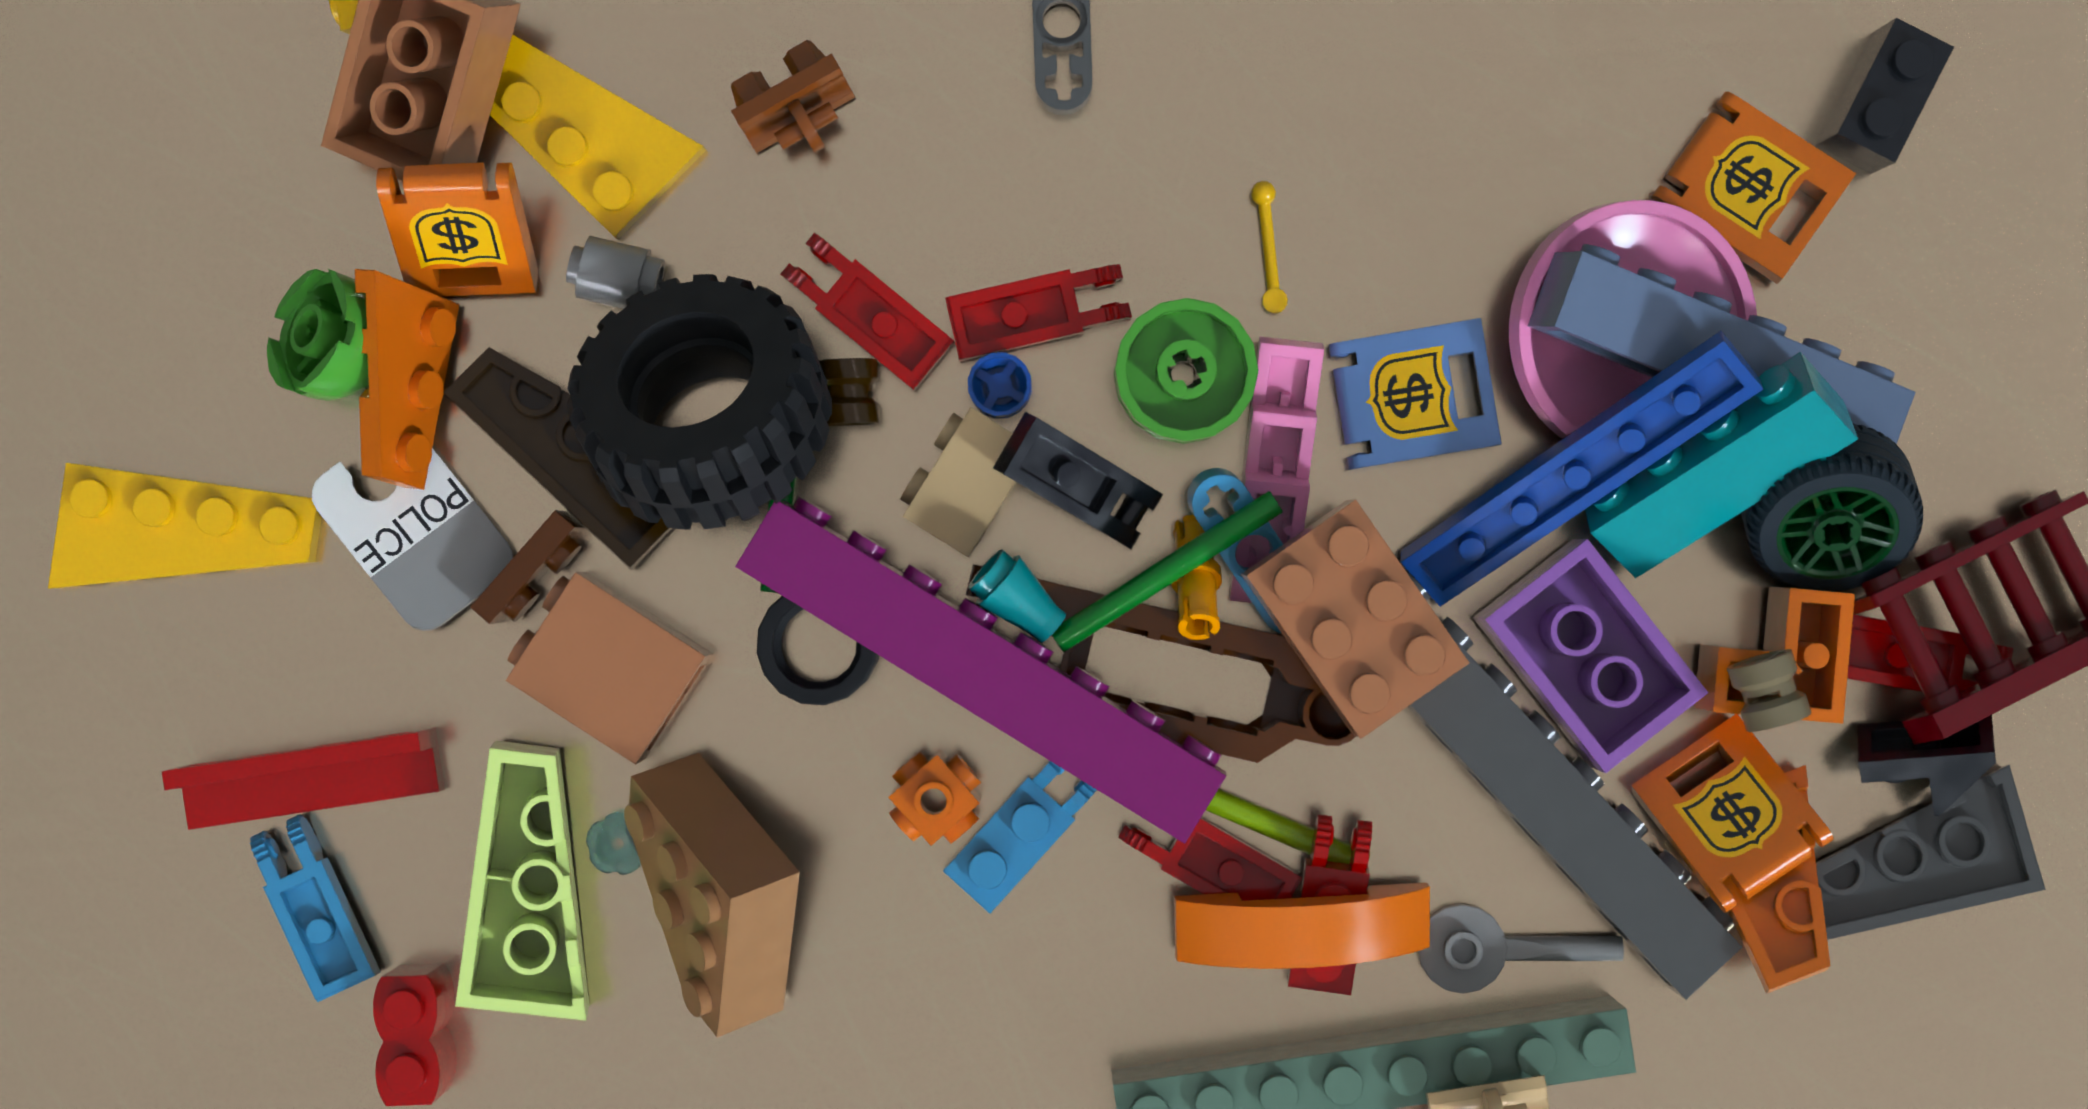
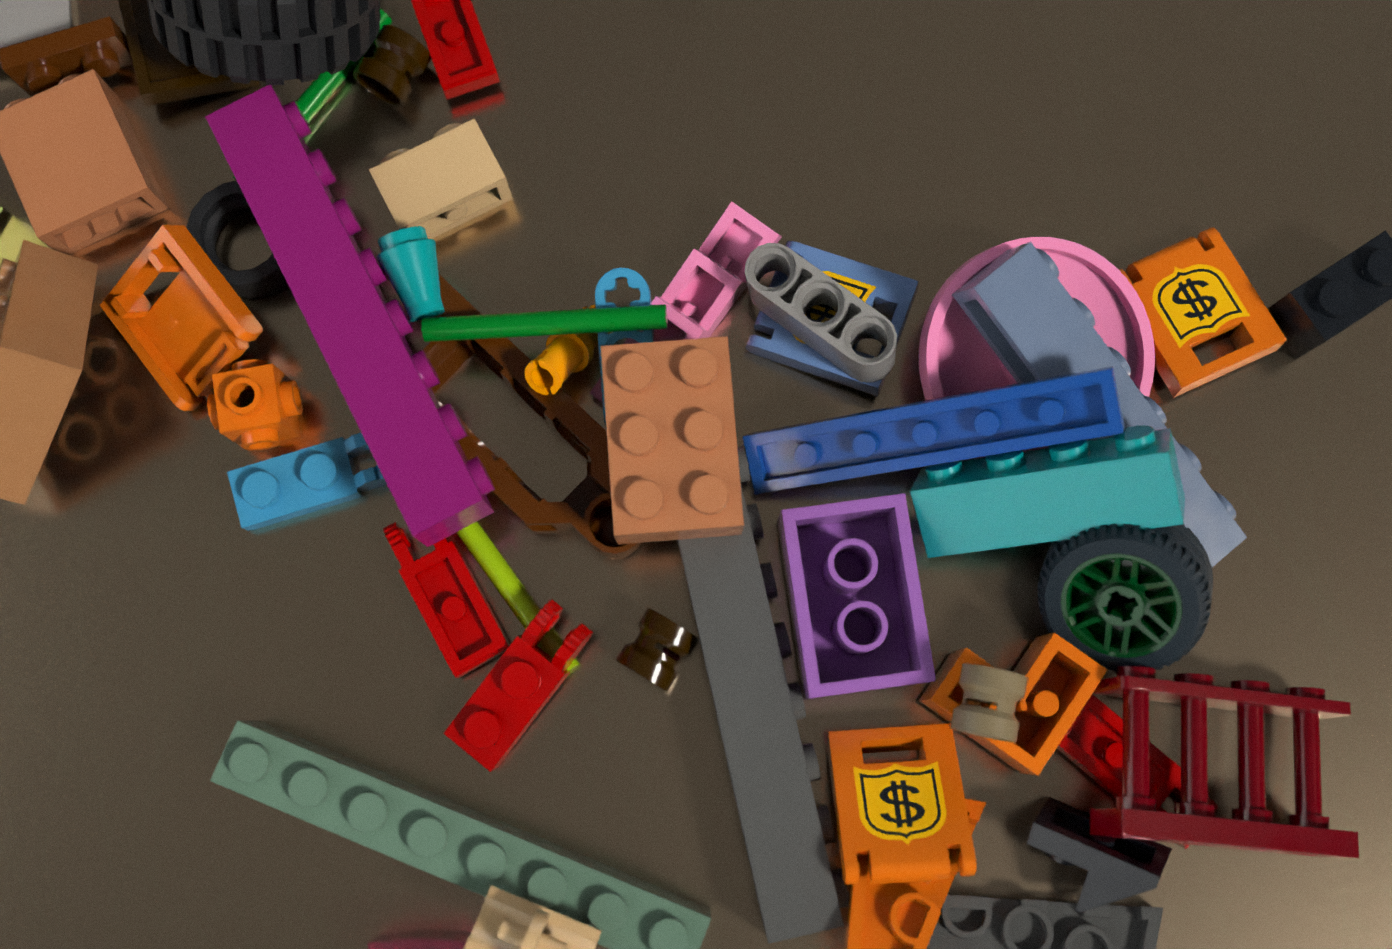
camera: 30 degrees right, 10 degrees down
(827, 761) = (193, 326): none -> orange container
(998, 377) = (506, 113): blue wheel -> none
(1030, 311) = (572, 89): red hinge -> none
(1076, 479) = (521, 219): black plate -> none
(1191, 334) = (657, 189): bright green wheel -> none
(1274, 299) = (765, 188): yellow hinge -> none
(1302, 931) = (483, 688): orange slope -> none
(1436, 802) = (650, 662): none -> dark brown wheel
(1444, 402) = (810, 287): none -> light grey beam
(1471, 948) = (612, 793): light grey piece -> none

